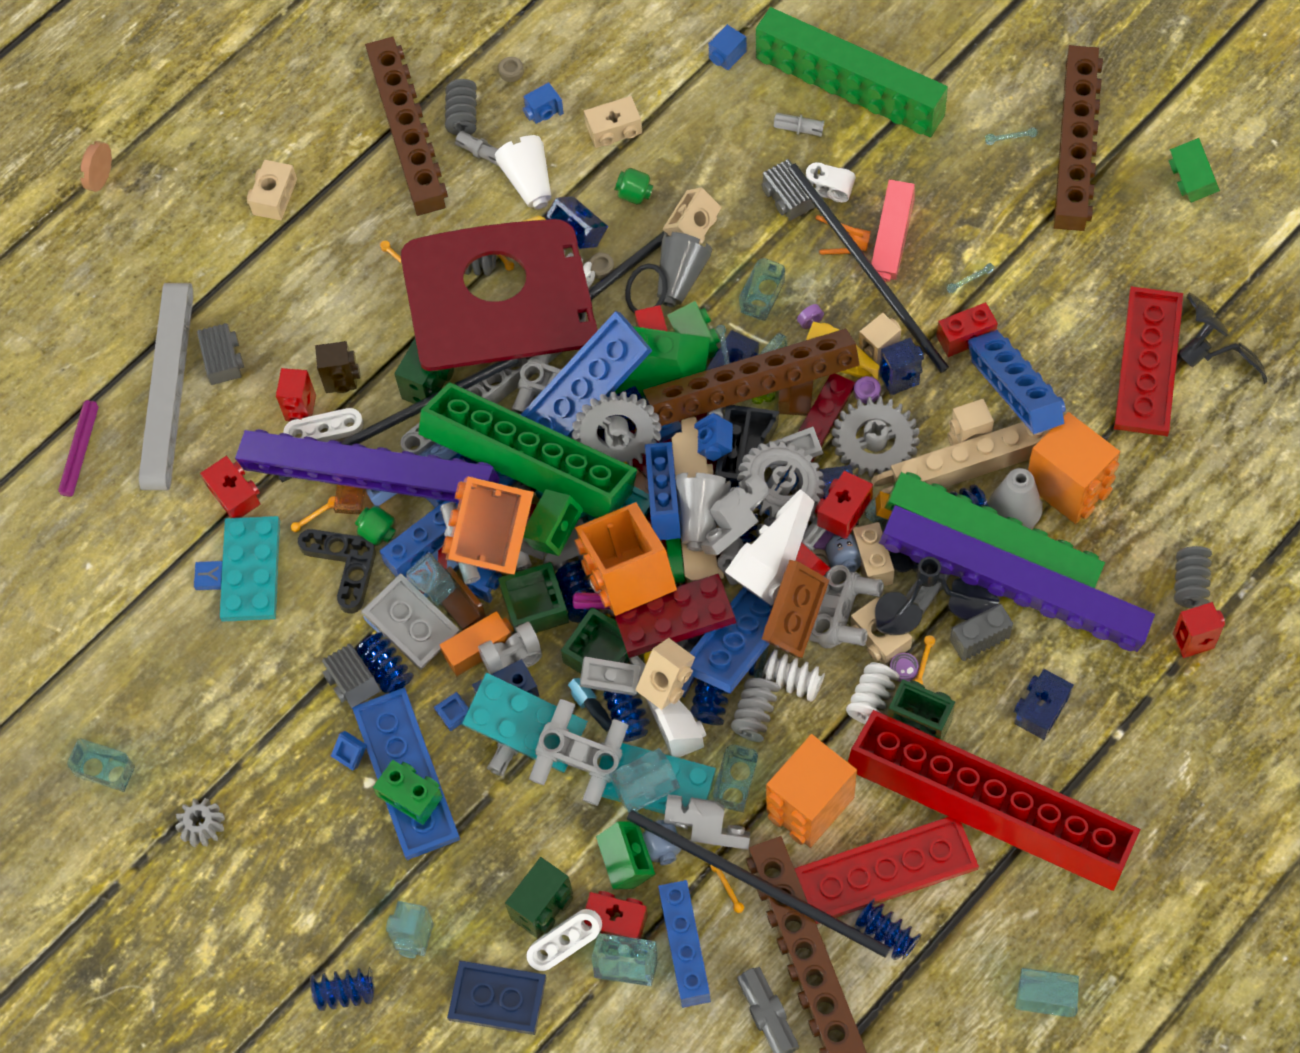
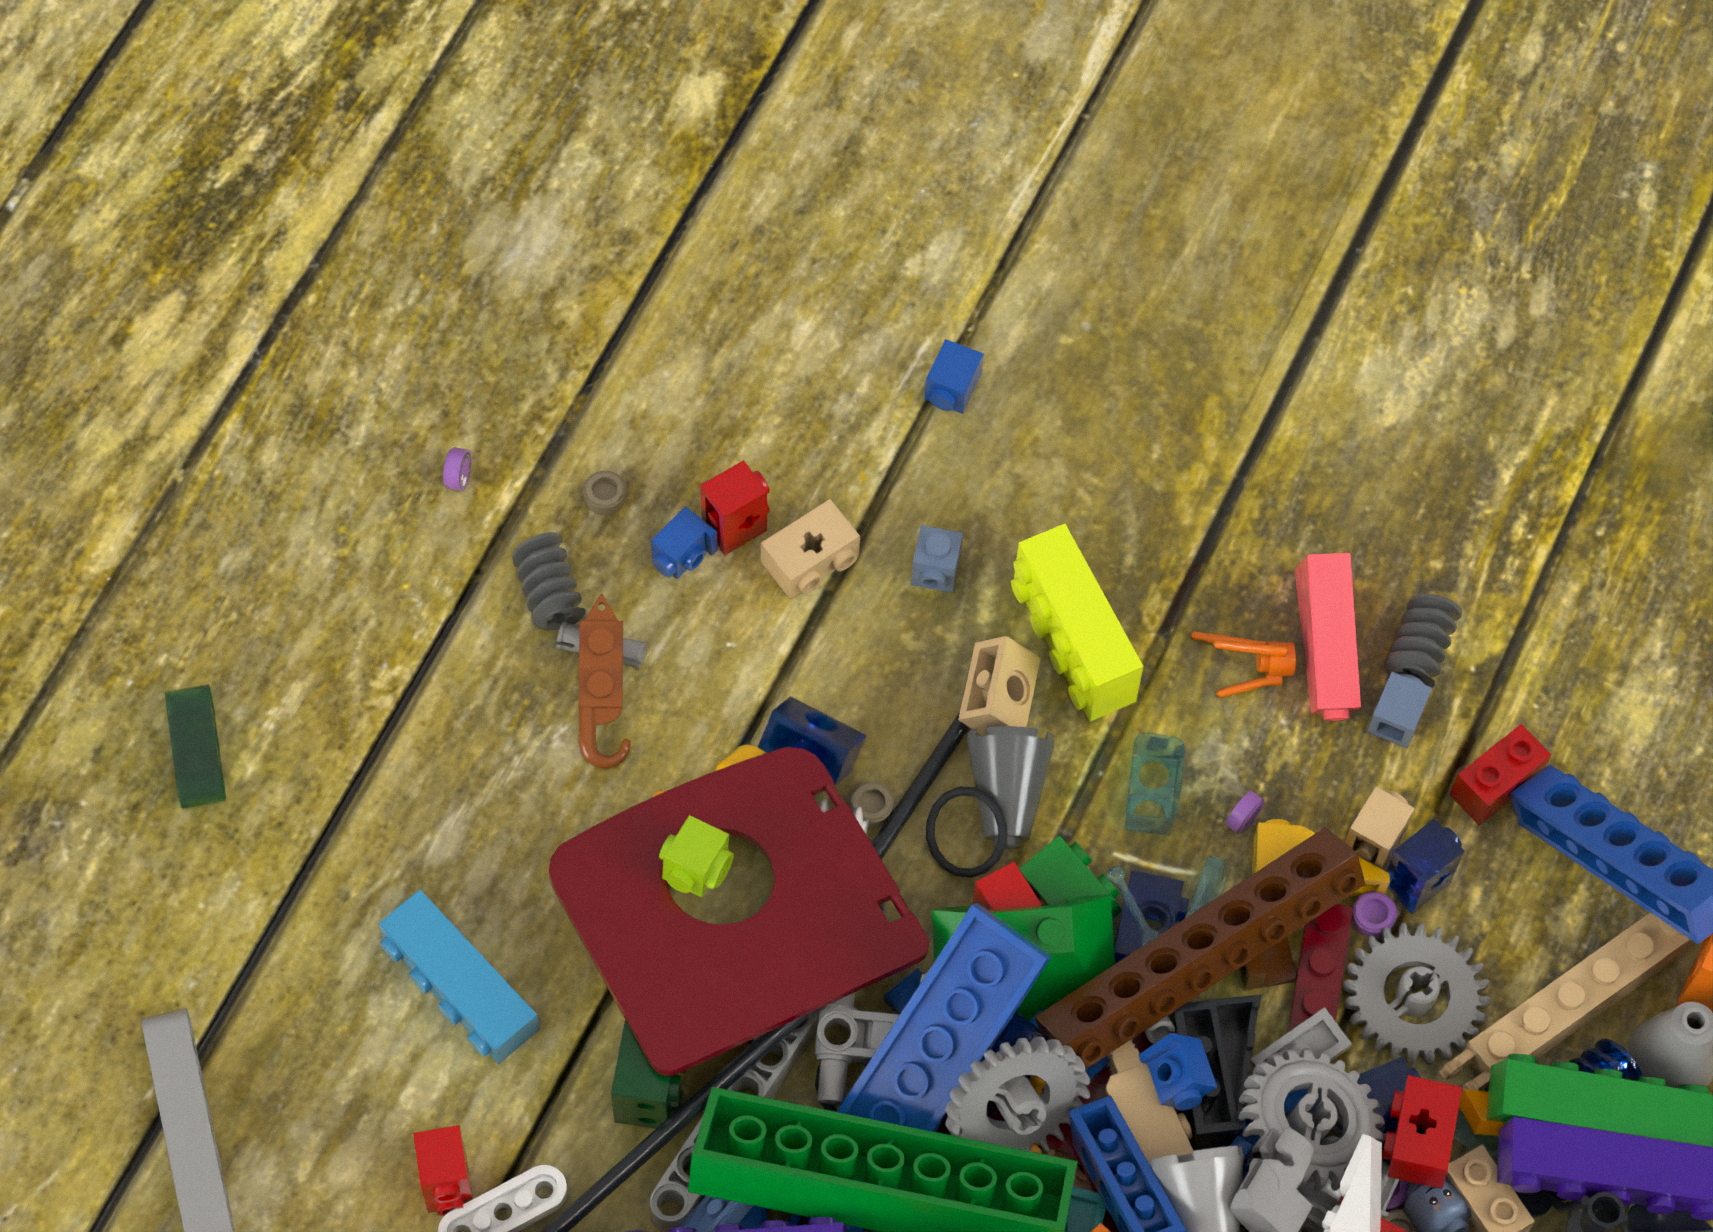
camera: 25 degrees left, 0 degrees up
(219, 353) = (279, 1123): dark grey brick -> none
(242, 151) = (195, 746): none -> clear green beam
(273, 202) = (279, 827): tan brick -> none
(337, 367) = (498, 1100): dark brown brick -> none
(341, 301) = (458, 977): none -> dark azure brick
(385, 246) = (497, 857): light orange hinge -> none
(389, 71) = (534, 757): reddish brown brick -> none
(433, 38) = (457, 469): none -> medium lavender tile
(471, 164) = (600, 681): none -> dark orange plate
(482, 260) = (696, 857): none -> lime brick
(526, 169) = (700, 671): white cone -> none
(576, 88) = (735, 506): none -> red brick
(633, 186) = (882, 654): green head -> none
(682, 142) = (936, 558): none -> sand blue brick
(746, 191) = (1076, 623): none -> neon yellow brick
(785, 191) = (1141, 601): dark grey brick -> none
(799, 124) = (1113, 483): light grey axle -> none
(831, 182) = (1199, 573): white piece -> none
(851, 72) = (1172, 378): green brick -> none
(868, 268) = (1314, 708): black piece -> none
(919, 280) = (1399, 709): none -> sand blue brick
(947, 247) = (1423, 637): none -> dark grey piece
(951, 288) = (1448, 706): clear light blue hinge -> none
(969, 422) = (1567, 940): tan brick -> none
(990, 138) = (1421, 436): clear light blue hinge -> none
(1071, 214) = (1582, 537): reddish brown brick -> none

